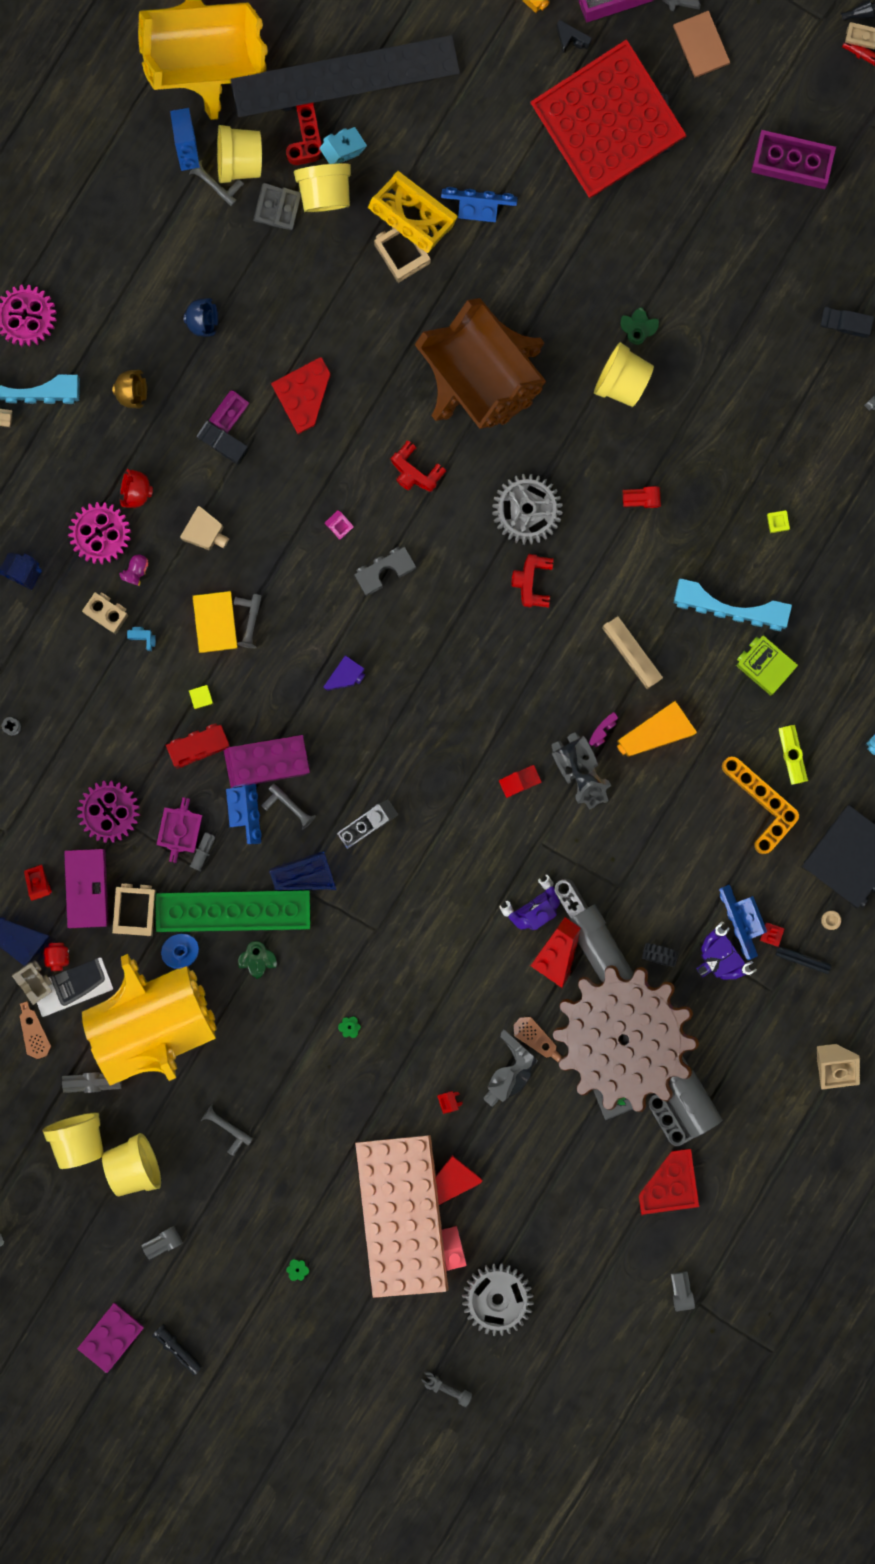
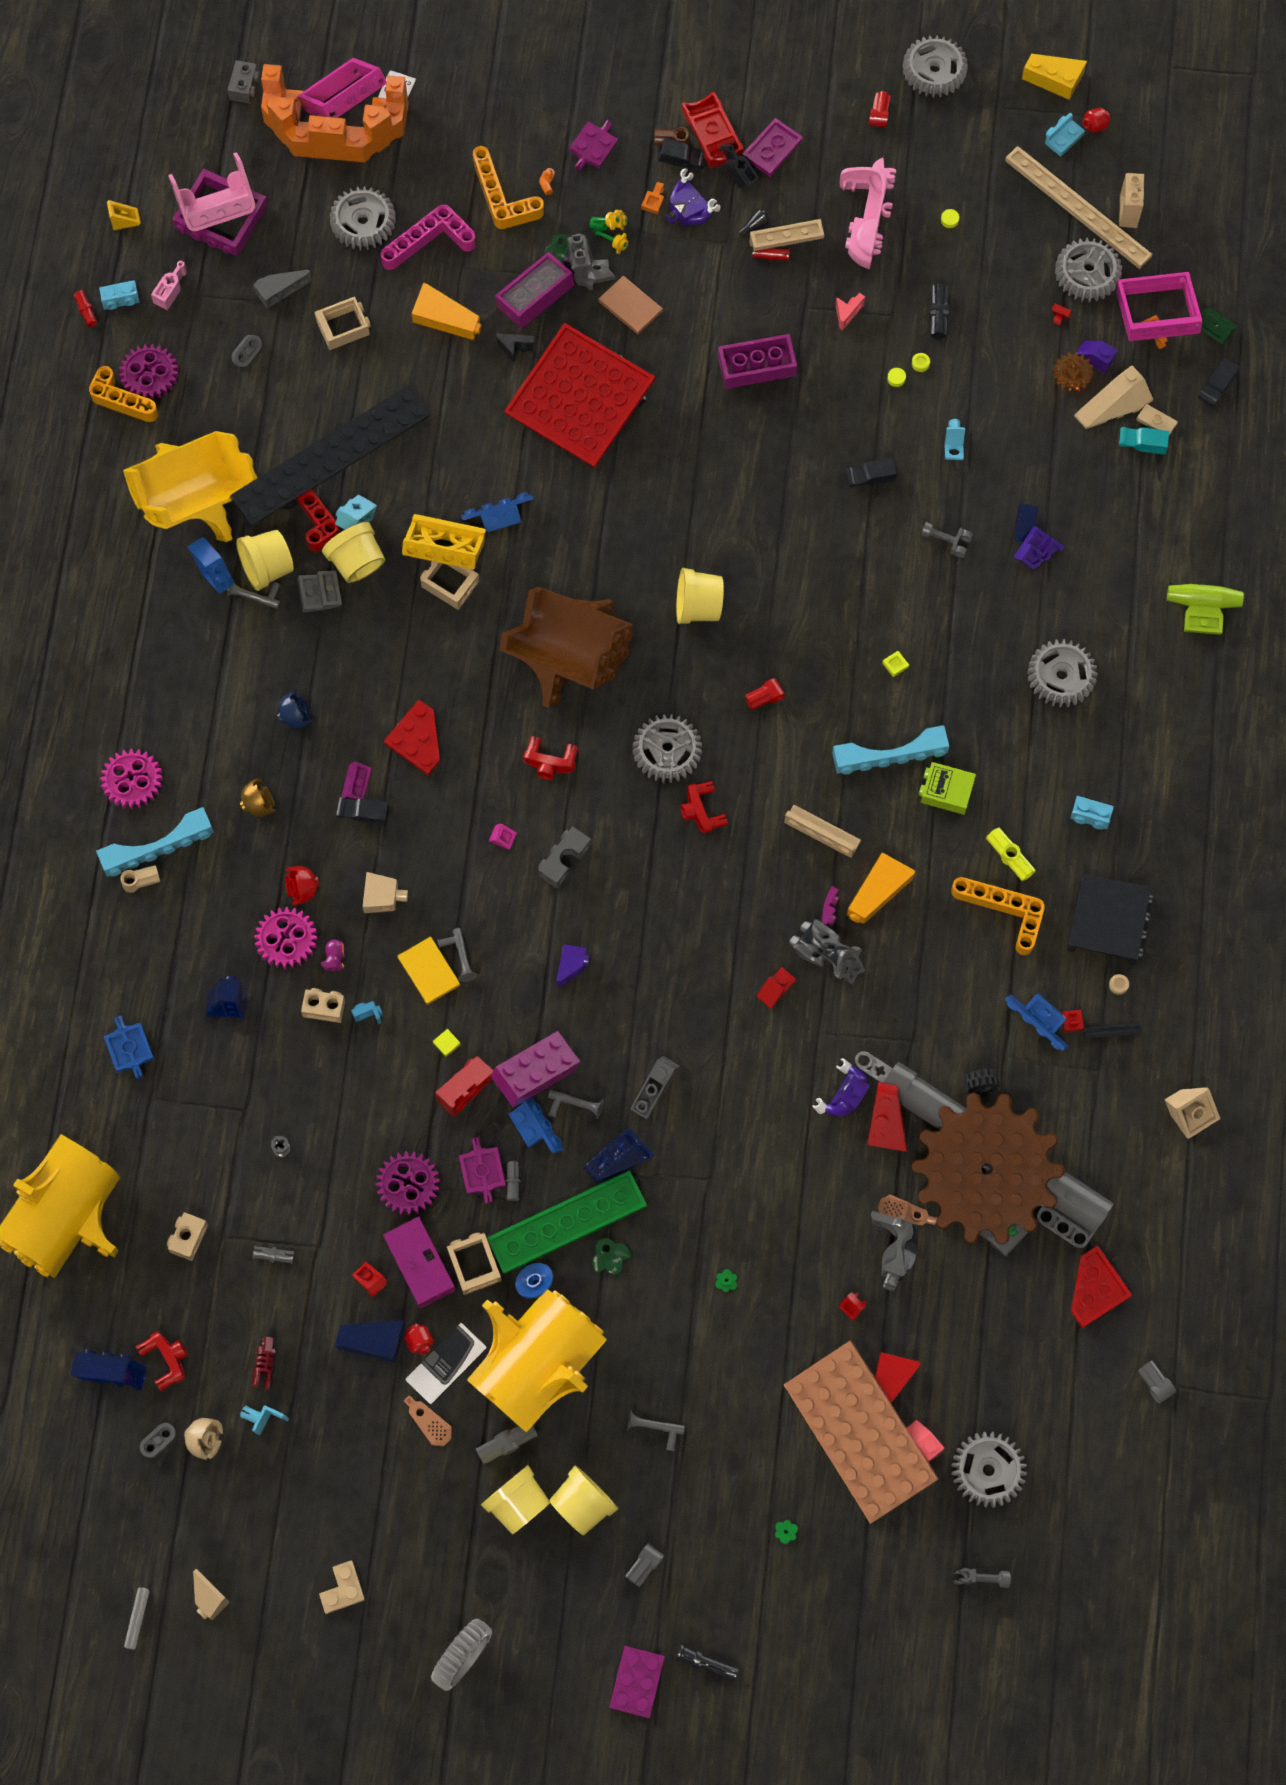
camera: 25 degrees left, 15 degrees down
(32, 982) = (406, 1372): dark tan cylinder -> none
(639, 324) = (689, 552): dark green plate -> none
(722, 957) = (1037, 1059): dark purple torso -> none

